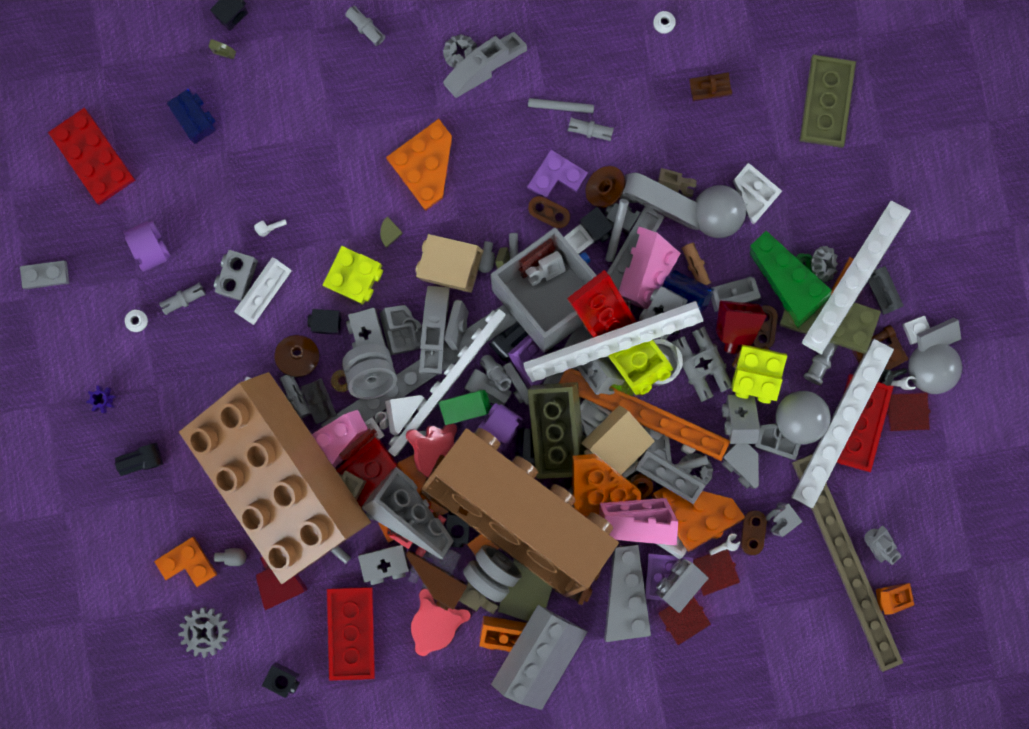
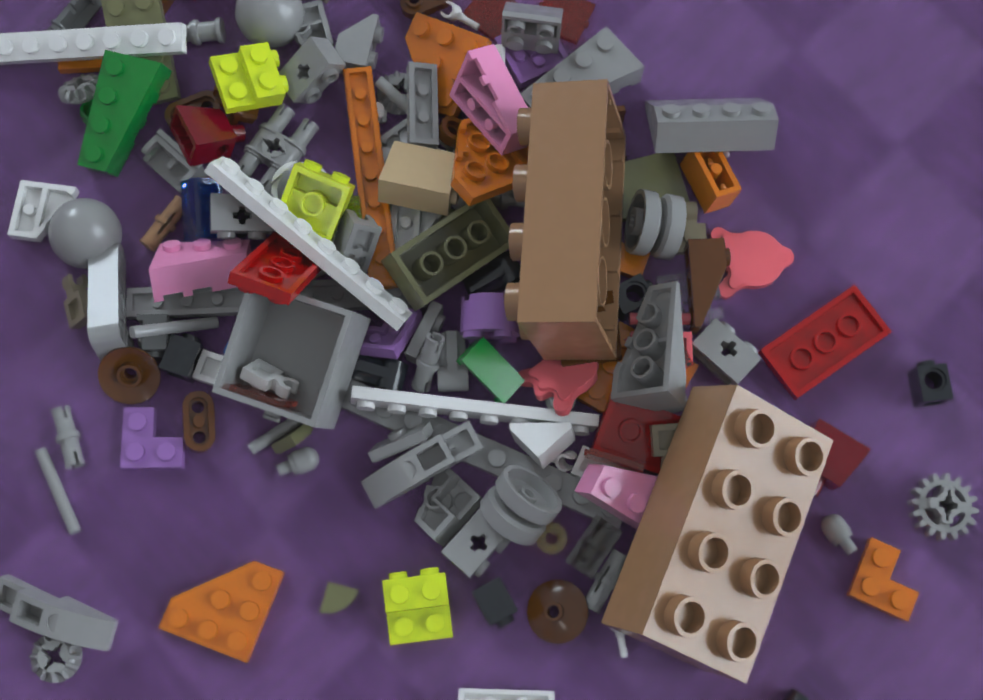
camera: 120 degrees left, 10 degrees down
(449, 263) = (331, 498): tan brick -> none

